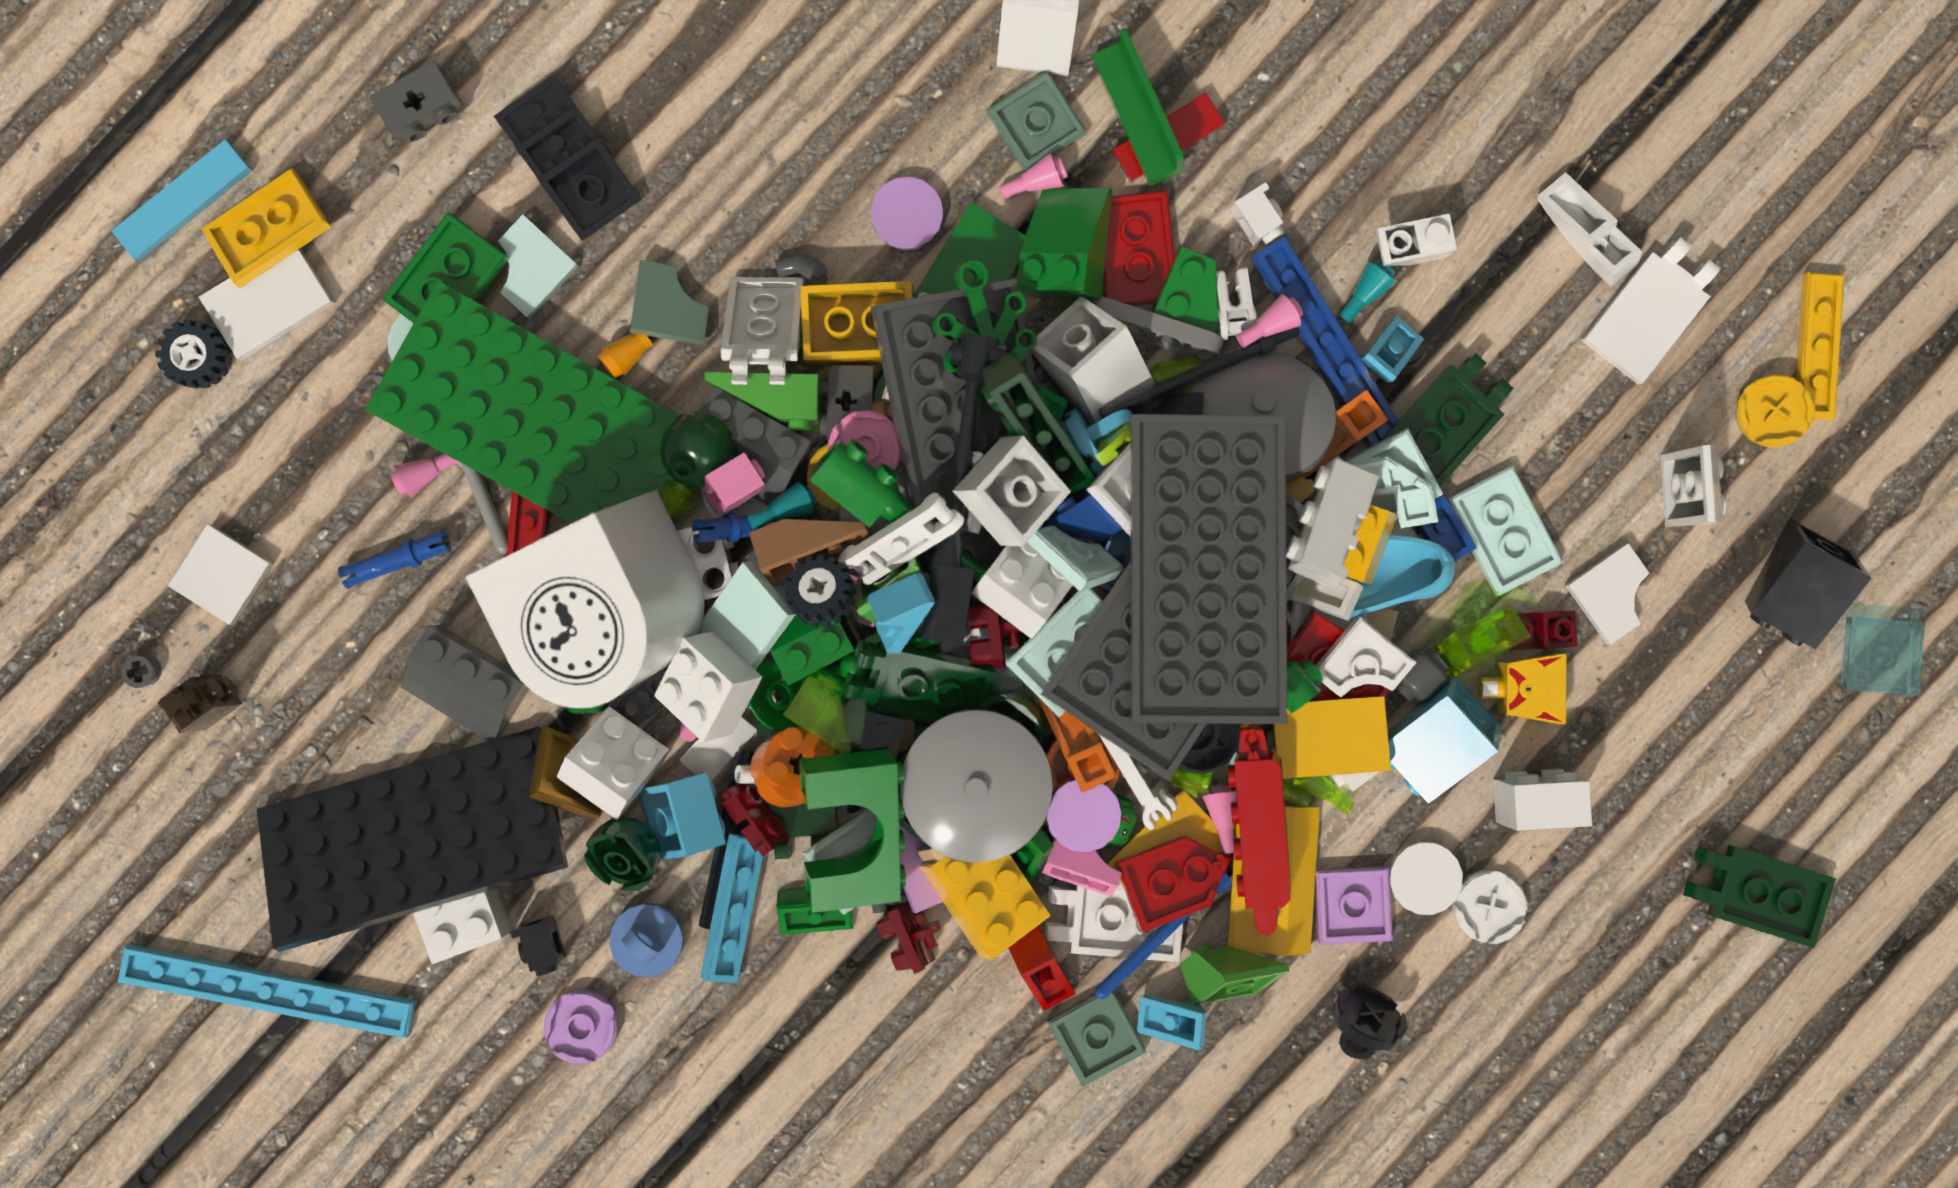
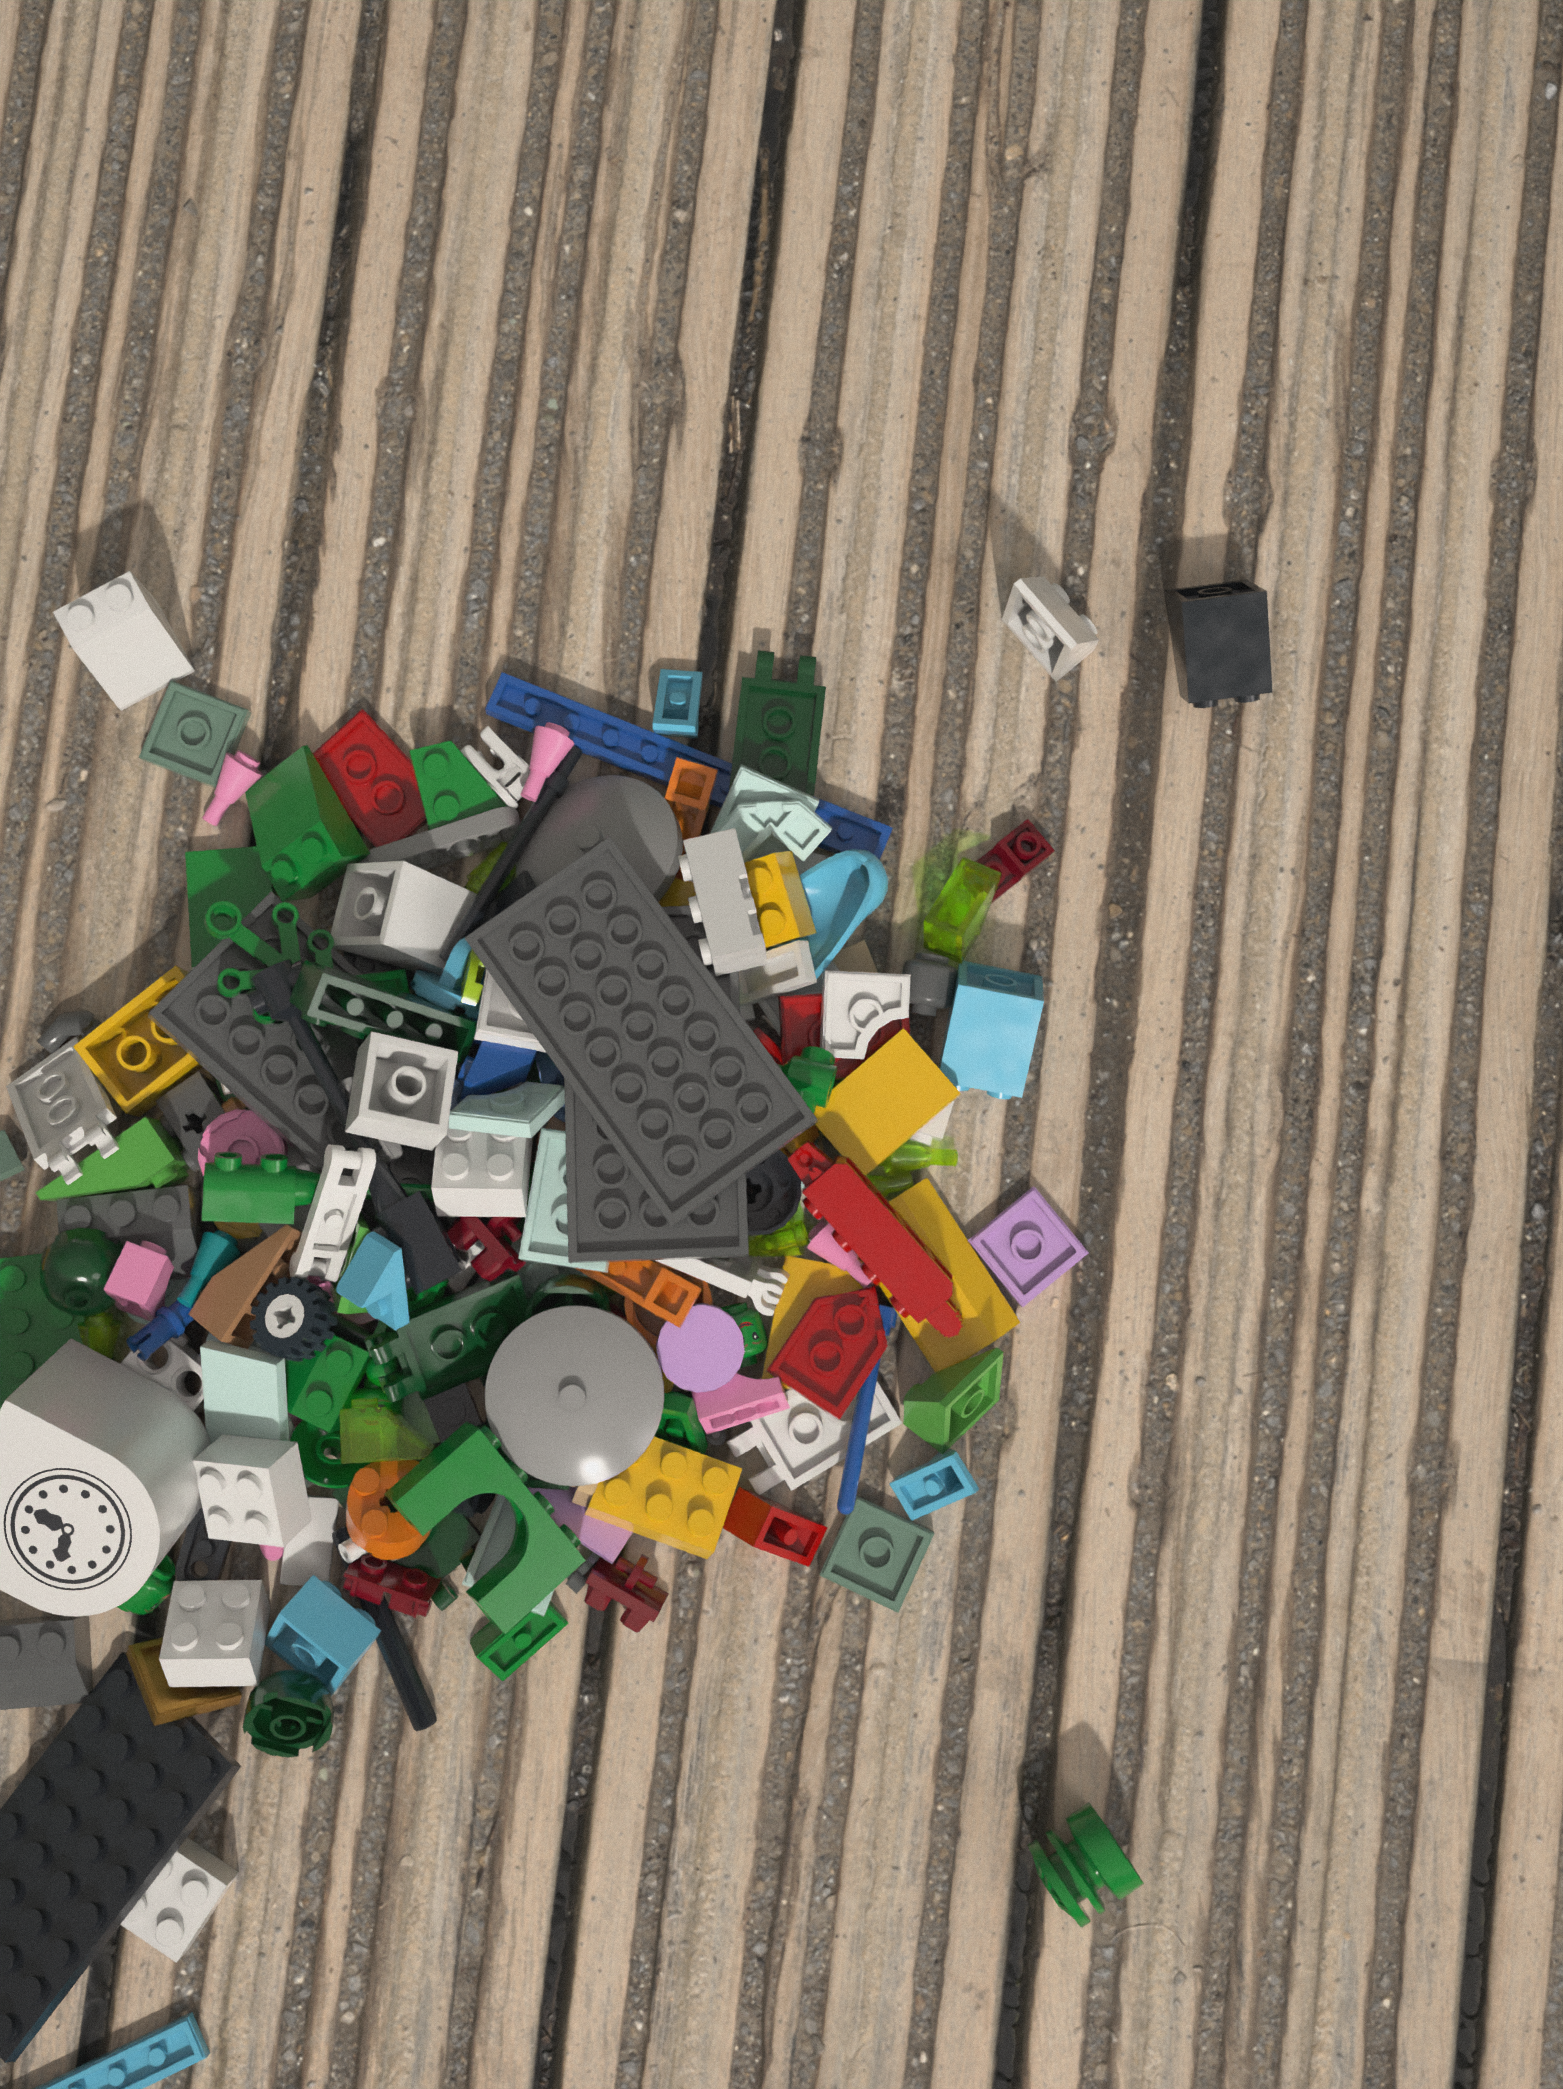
camera: 35 degrees left, 5 degrees down
(540, 945) = (273, 1865): black brick -> none
(581, 1026) = (371, 1917): lavender tile -> none
(646, 939) = (375, 1783): medium blue tile -> none
(732, 911) = (437, 1693): medium azure tile -> none
(907, 213) = (132, 906): lavender tile -> none
(1139, 110) = (281, 656): green panel -> none
(1189, 126) = (329, 660): red tile -> none
(1258, 216) = (464, 670): white brick -> none
(1368, 1022) = (1117, 1345): black tile -> none
(1372, 284) = (616, 656): teal cone -> none
(1417, 241) = (626, 589): white slope -> none
(1425, 877) = (1075, 1170): white tile -> none
(1490, 907) = (1156, 1153): white tile -> none
(1505, 530) = (909, 792): light aqua tile -> none
(1529, 687) = (1038, 922): yellow torso -> none
(1542, 801) = (1131, 1014): white brick -> none
(1589, 229) = (781, 463): white slope -> none
(1609, 591) = (1047, 781): white tile -> none
(1650, 312) = (893, 498): white tile -> none
(1764, 894) = (1401, 952): dark green tile -> none
(1775, 411) = (1074, 503): yellow tile -> none
(1820, 339) = (1071, 417): yellow tile -> none
(1882, 656) = (1342, 653): clear light blue tile -> none

